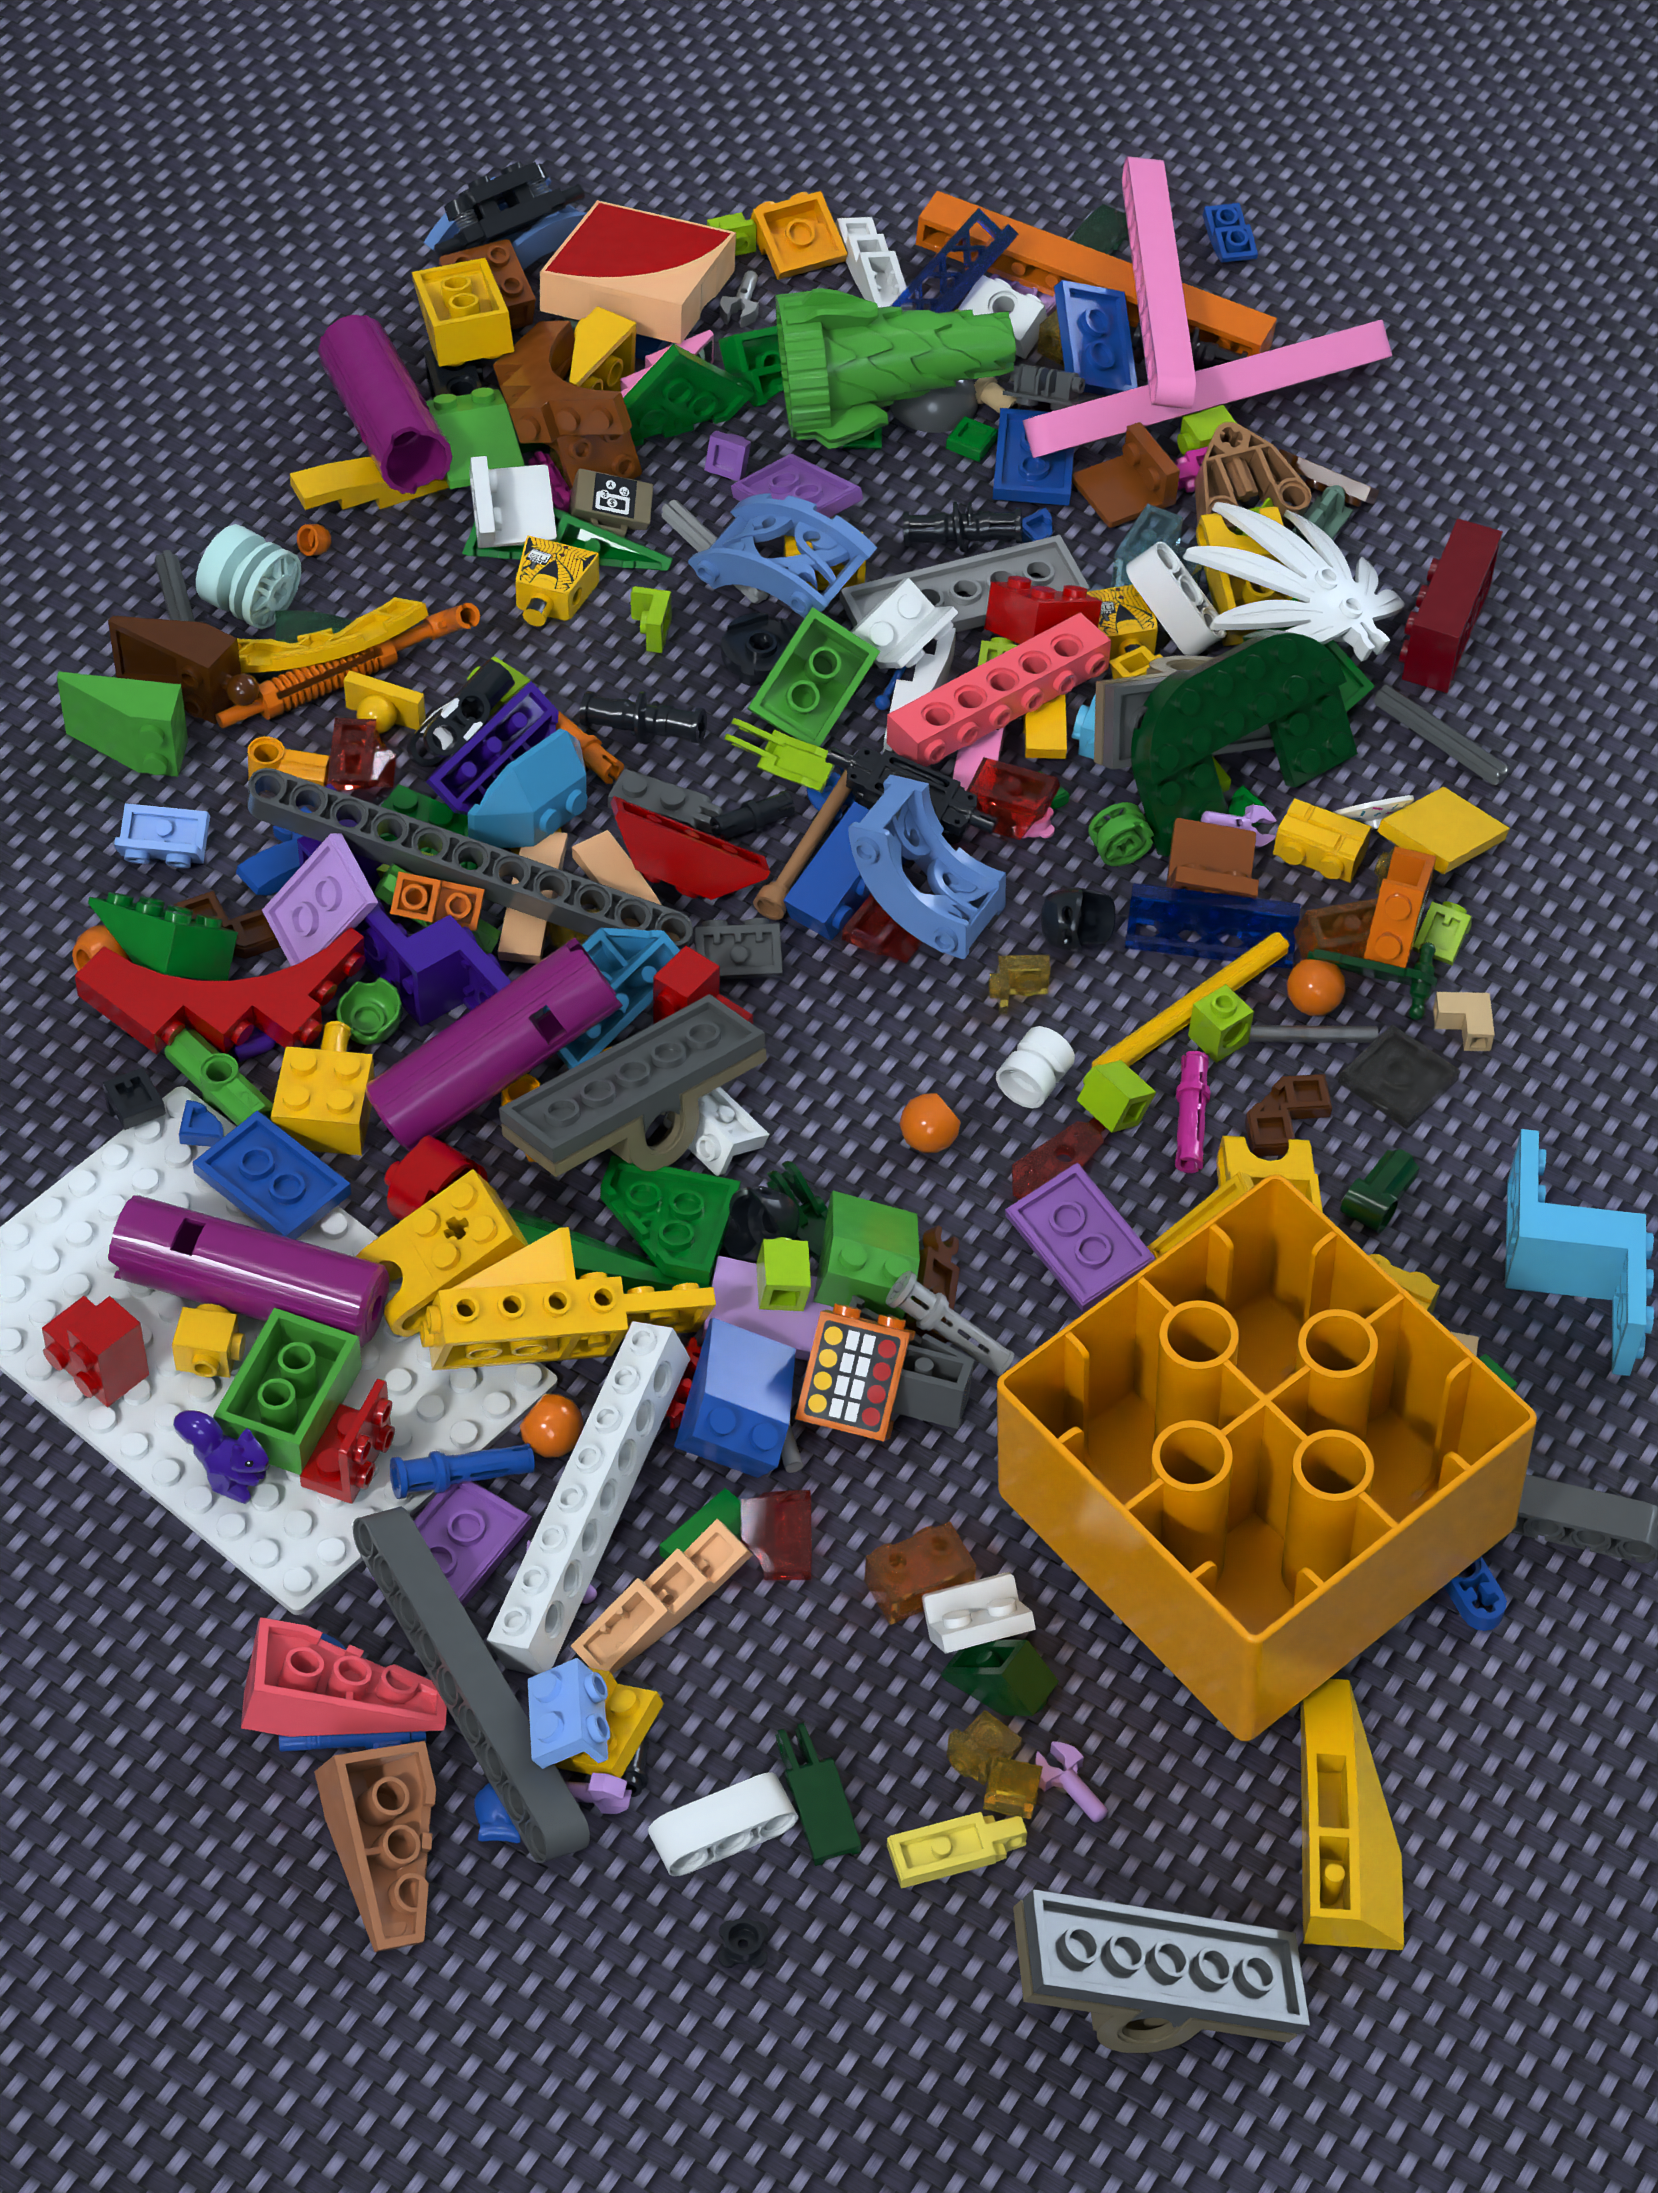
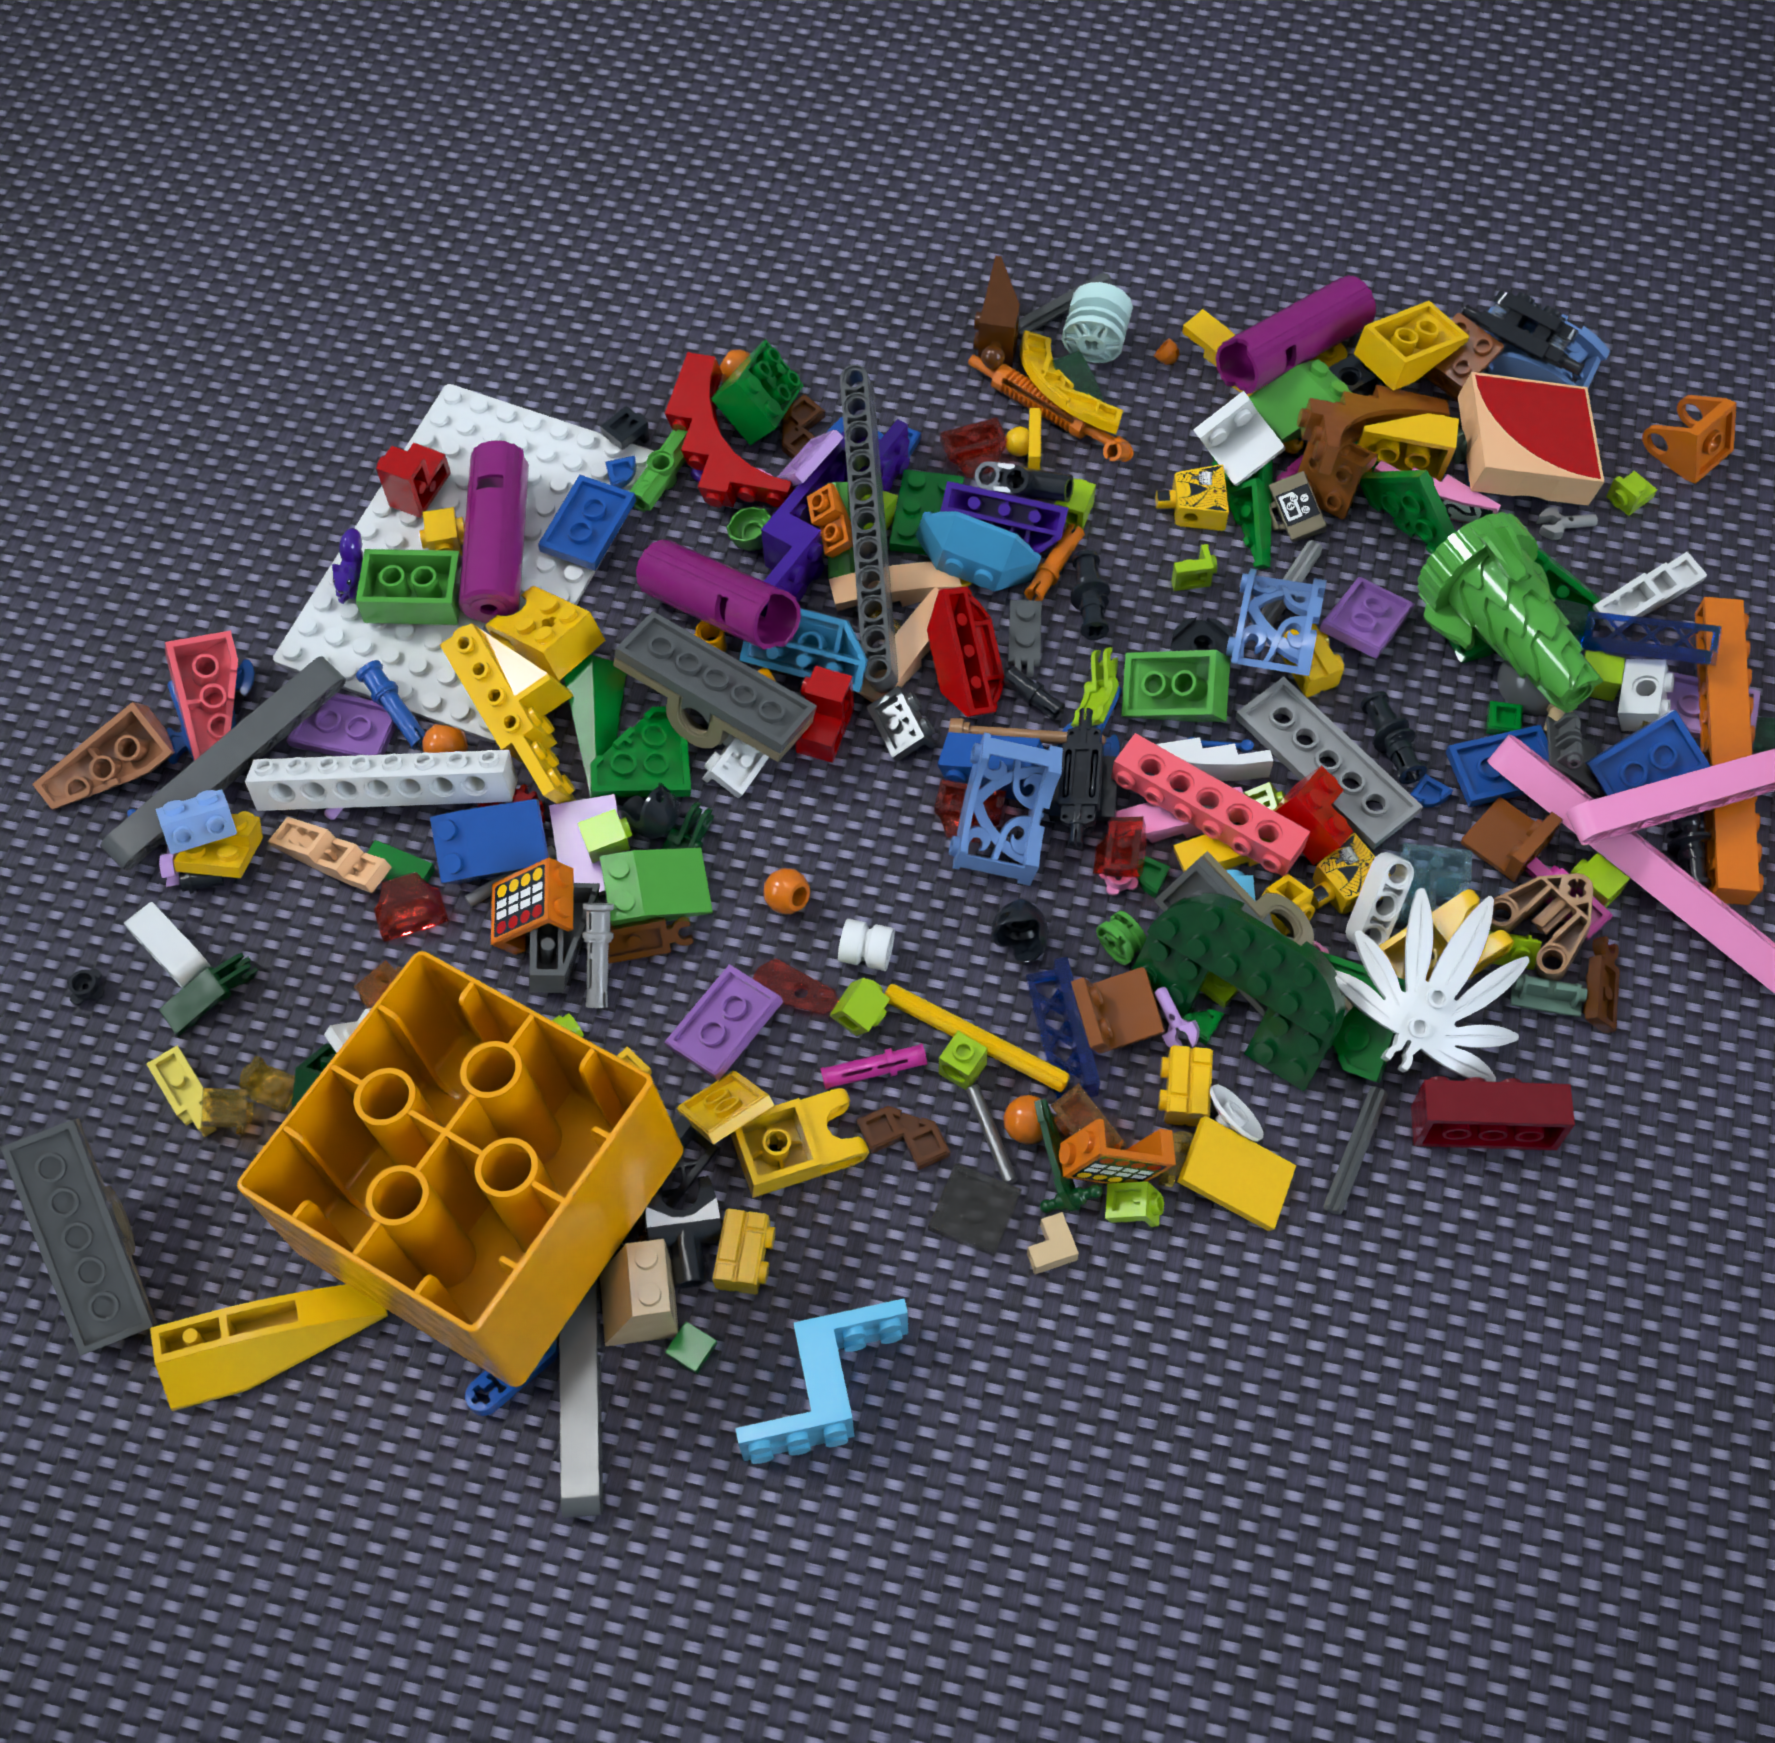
camera: 75 degrees right, 10 degrees up
(127, 720) = (935, 312): bright green slope -> none
(163, 835) = (856, 351): light blue bracket -> none
(270, 753) = (946, 404): light orange piece -> none
(324, 1094) = (673, 518): yellow brick -> none
(349, 1447) = (384, 638): red bracket -> none
(424, 1174) = (613, 607): red brick -> none
(699, 140) = (1703, 445): none -> orange hose
(727, 455) = (1386, 563): medium lavender tile -> none
(798, 234) = (1651, 531): light orange plate -> none
(904, 626) = (1252, 723): white bracket -> none
(1019, 976) = (951, 908): clear yellow bracket -> none
(1069, 1780) = (259, 1134): lavender bar -> none
(1378, 1195) = (836, 1220): dark green piece -> none

